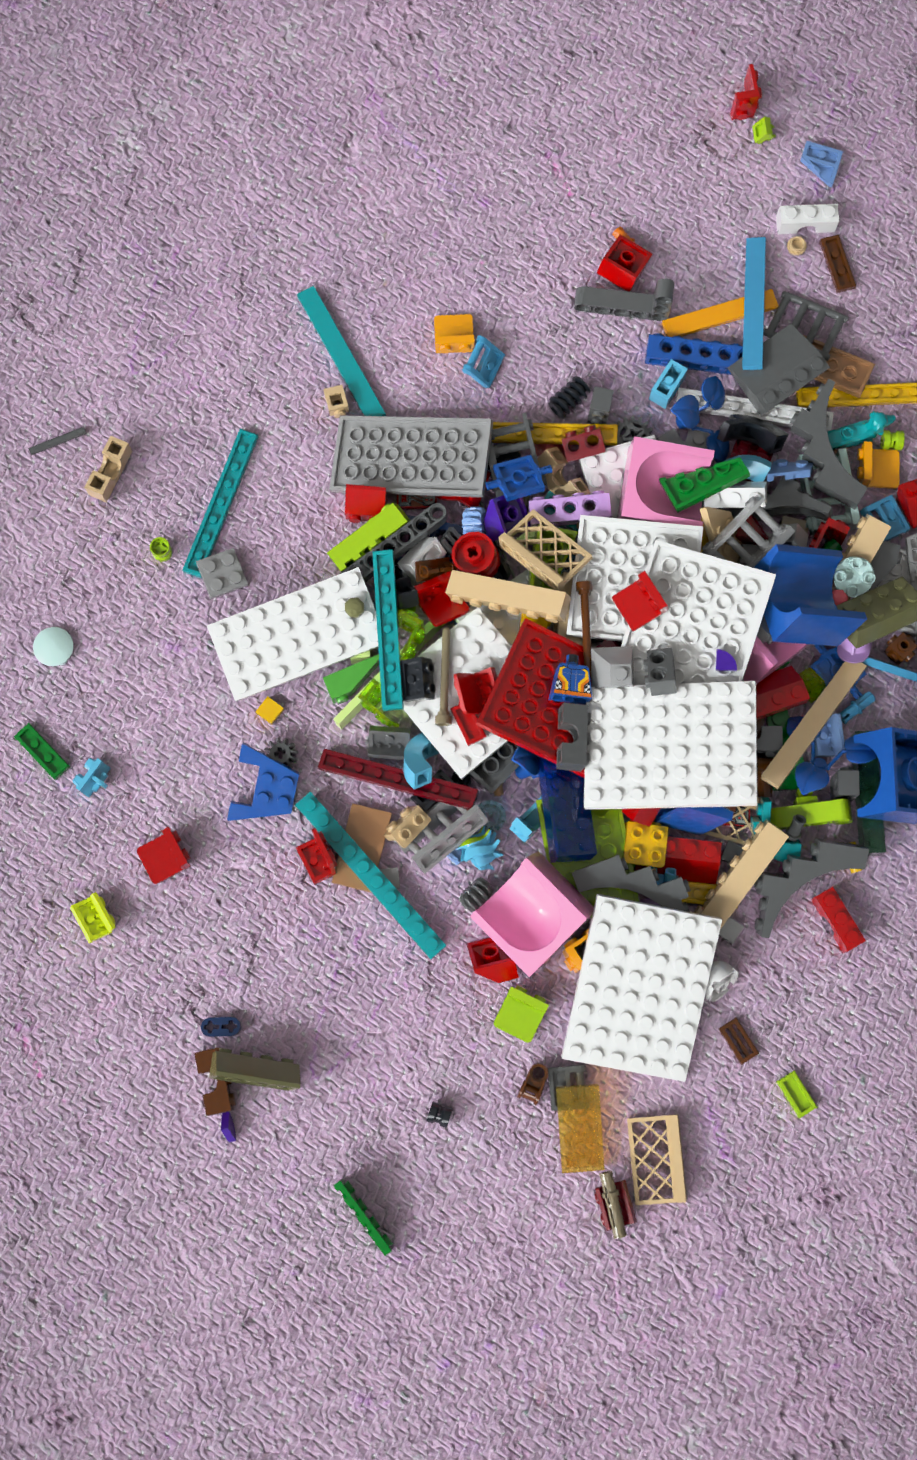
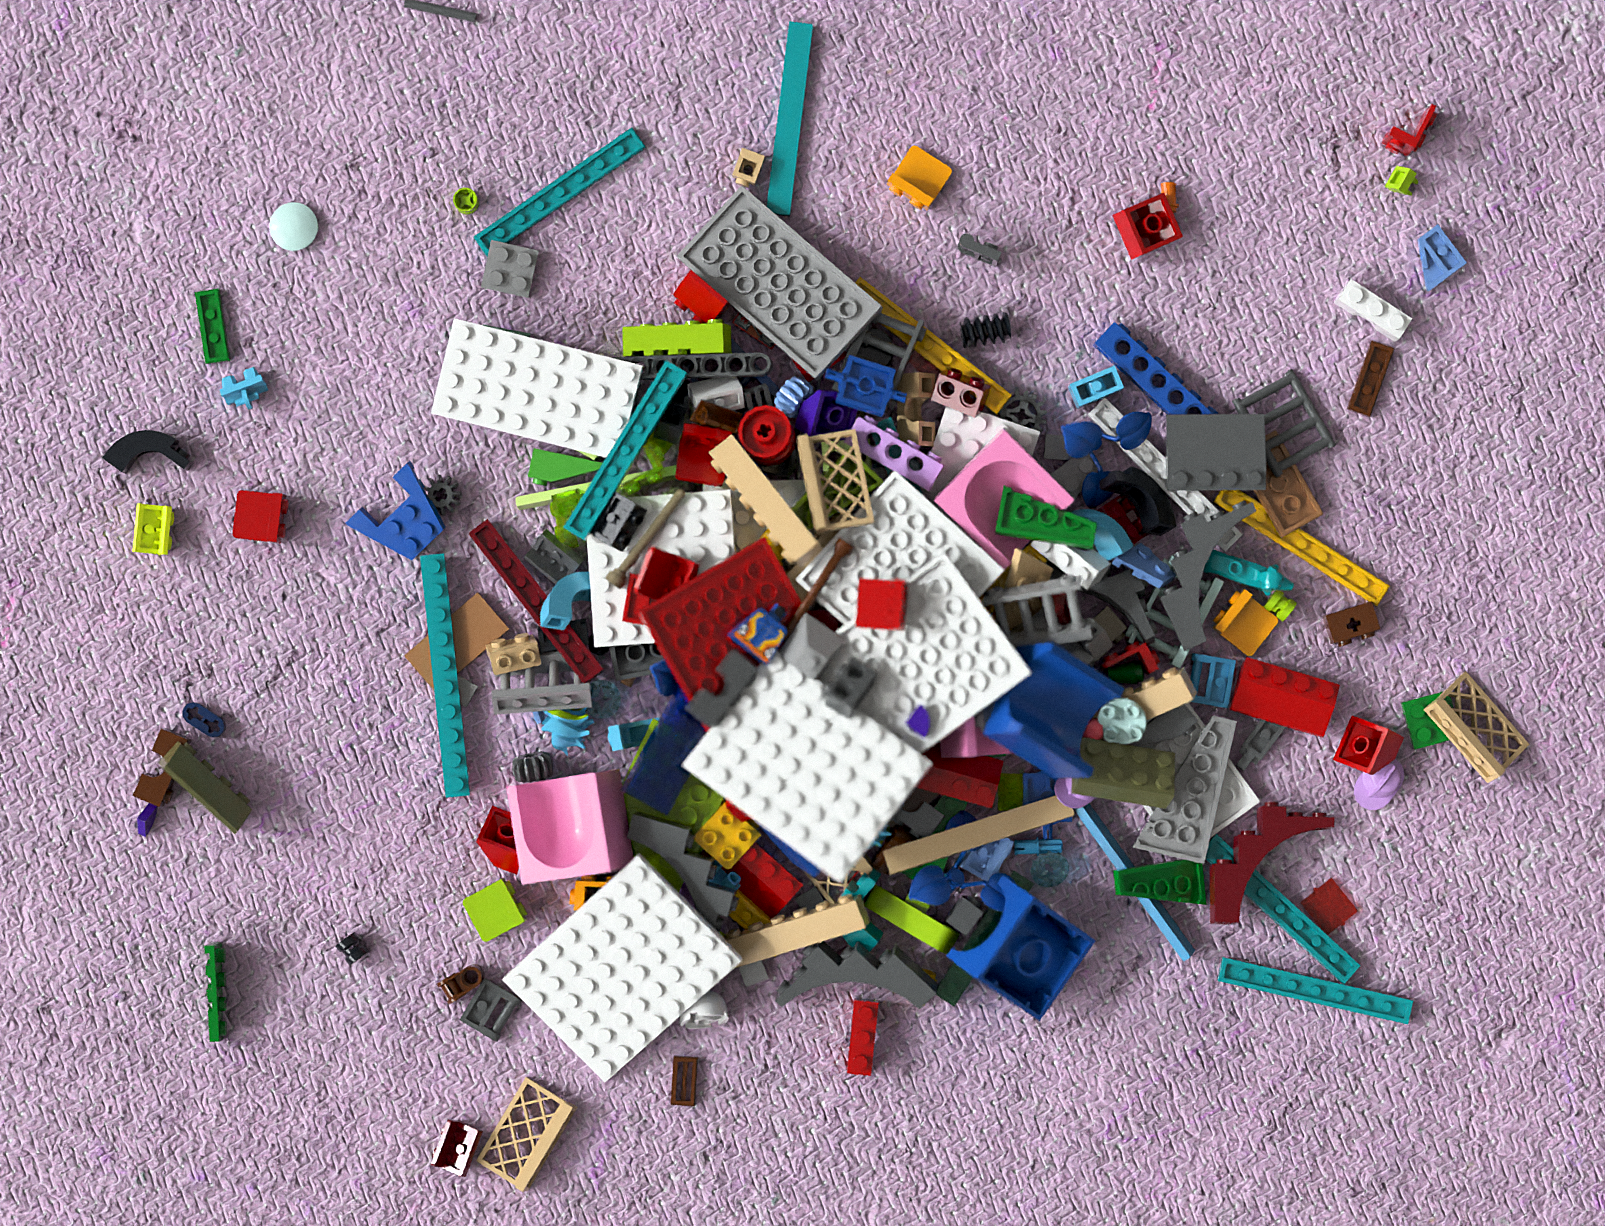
camera: 35 degrees right, 10 degrees up
(42, 866) = (134, 445): none -> black arch
(114, 460) = (480, 75): tan arch -> none
(269, 710) = (461, 442): yellow tile -> none
(316, 858) = (403, 623): red bracket -> none
(354, 607) = (608, 405): olive tile -> none
(488, 364) = (928, 237): dark azure plate -> none
(534, 349) = (985, 253): none -> dark grey plate
(580, 1128) = (473, 1055): clear yellow plate -> none
(600, 405) = (1007, 364): dark grey brick -> none
(612, 1202) = (456, 1137): dark tan pin -> none
(627, 304) = (1118, 270): dark grey beam -> none
(712, 316) = (1207, 348): light orange tile -> none
(754, 303) = (1245, 364): dark azure tile -> none
(795, 828) = (880, 924): dark grey pin -> none
(796, 246) = (1341, 330): tan plate -> none
(796, 1094) = (702, 1168): lime tile -> none
(882, 711) = (1046, 878): none -> clear light blue gear
(900, 648) = (1116, 815): reddish brown brick -> none

